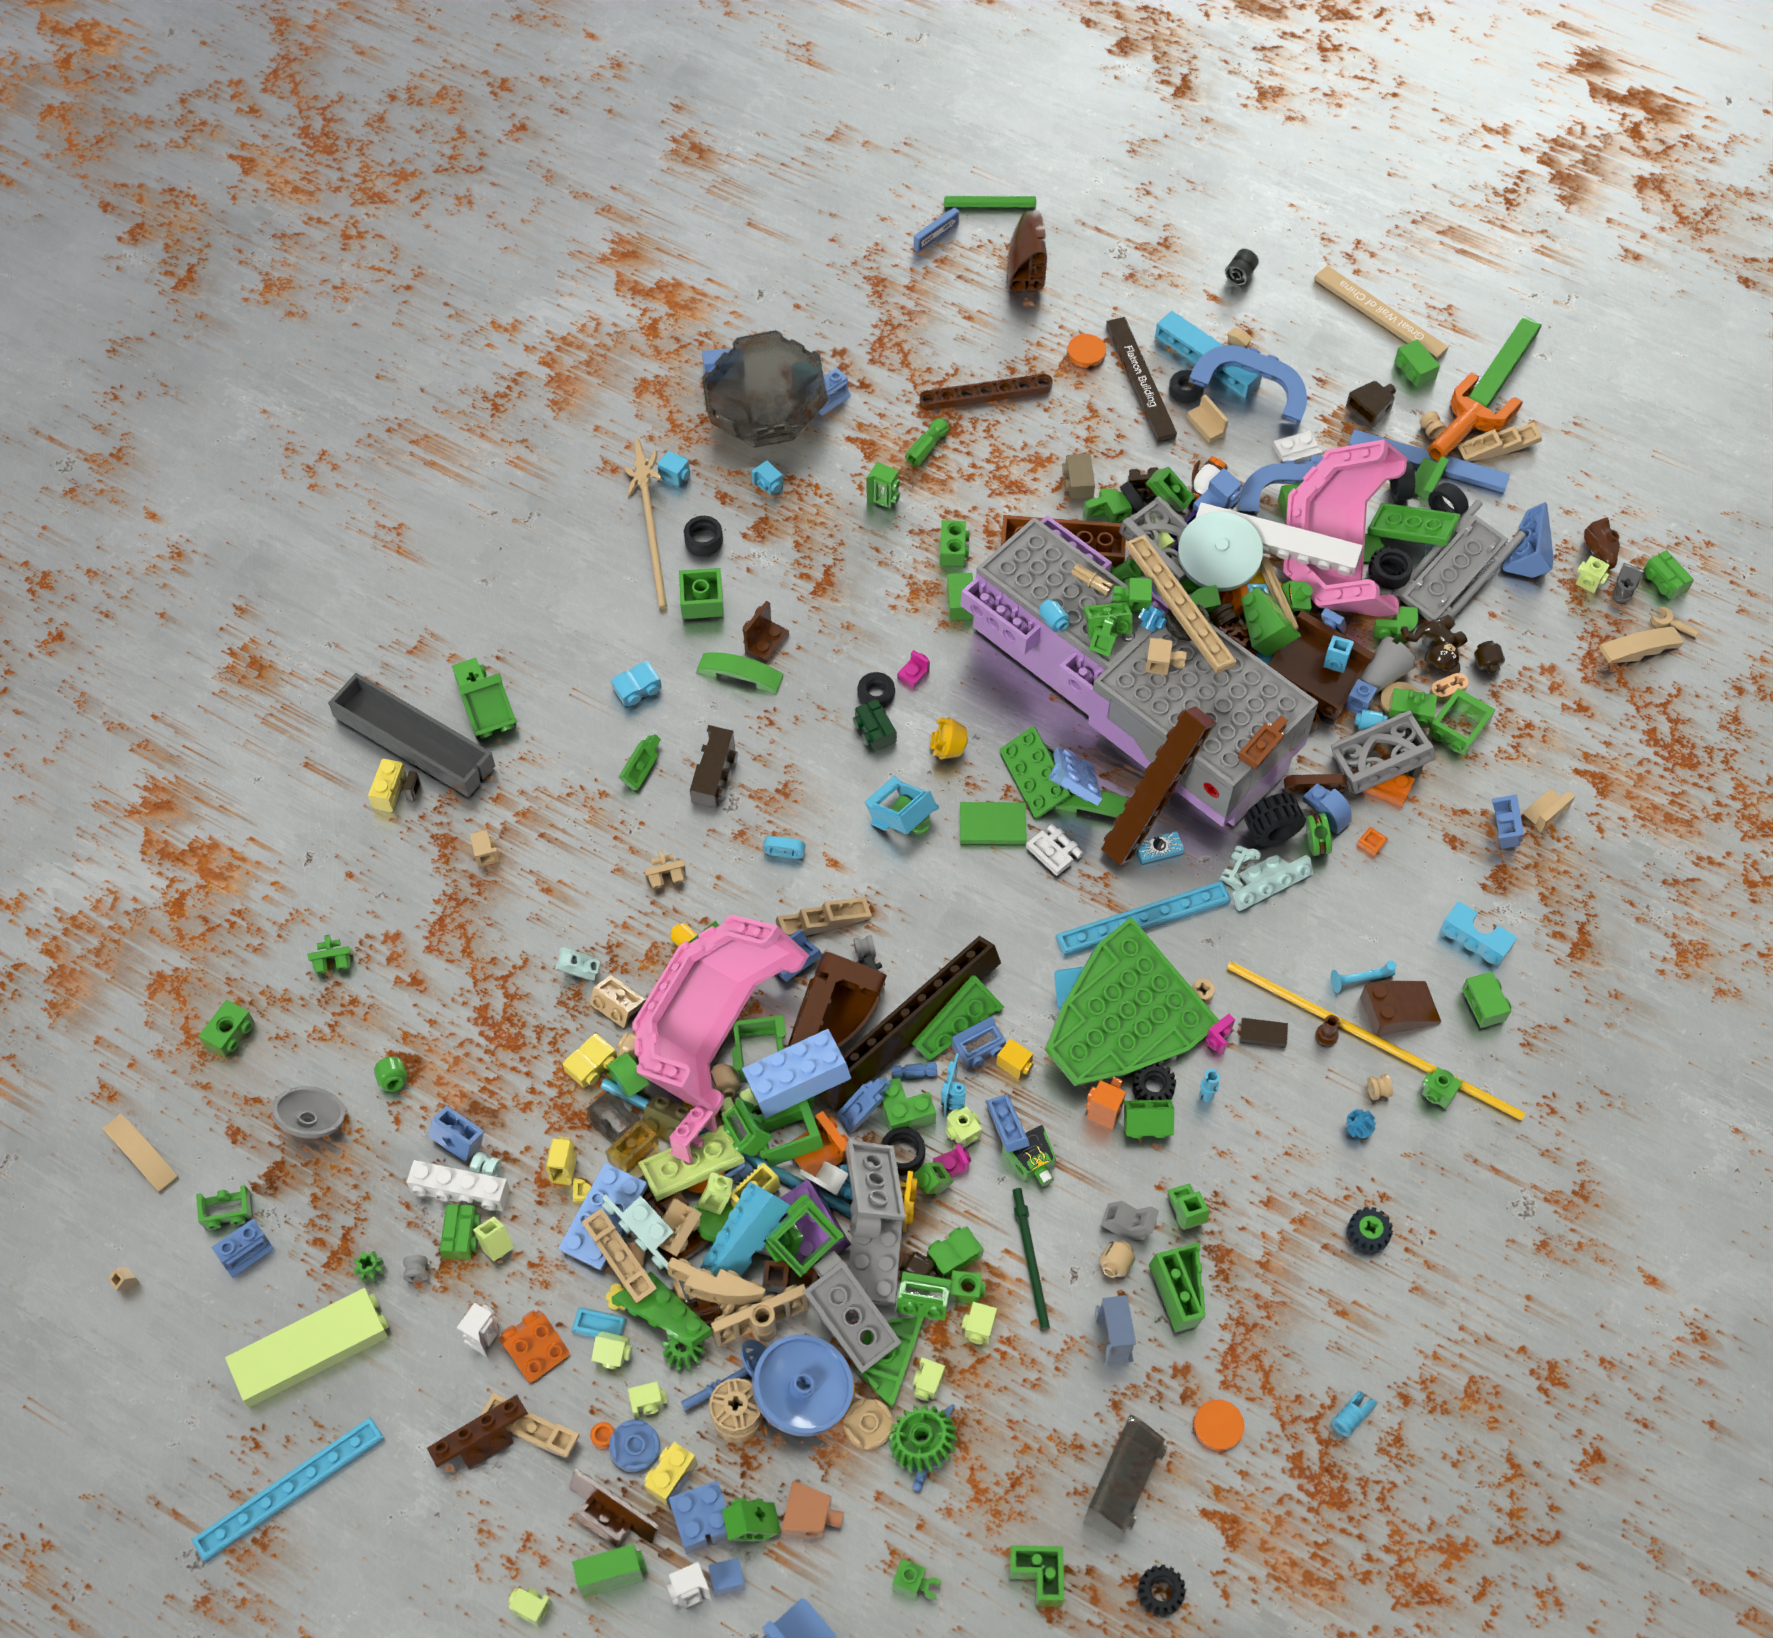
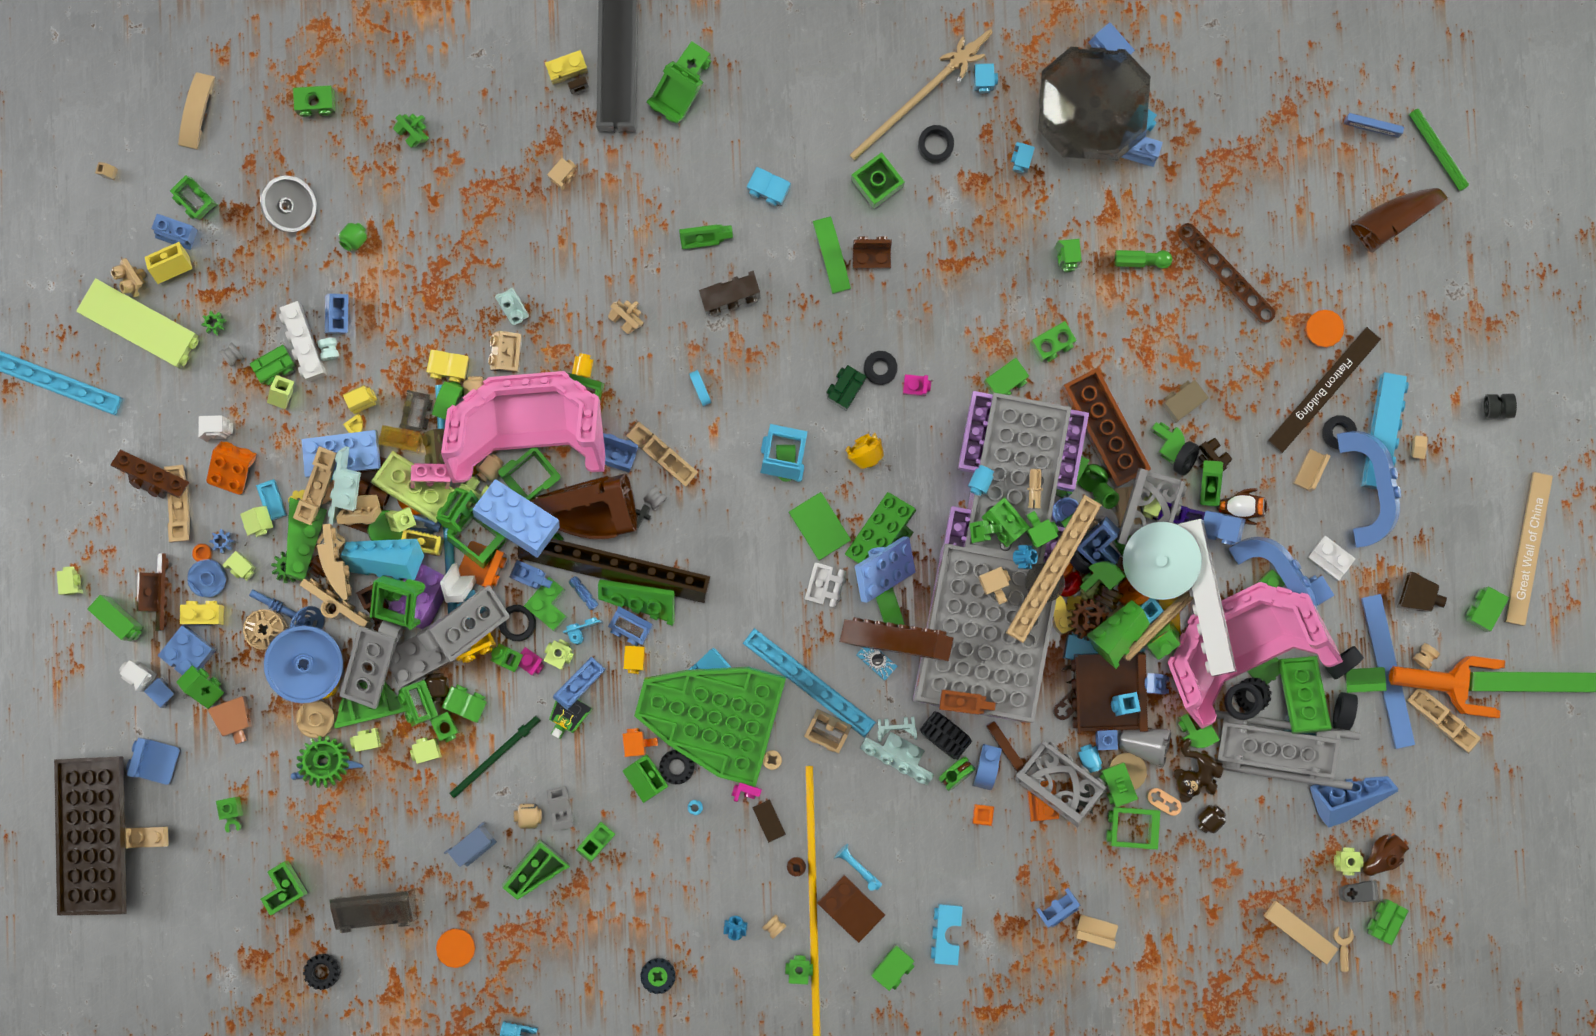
camera: 55 degrees right, 25 degrees up
(255, 1323) = (132, 277): none -> tan hips
(270, 1271) = (172, 262): none -> light yellow brick
(606, 1409) = (226, 545): none -> medium blue gear
(1205, 924) = (828, 731): none -> tan window

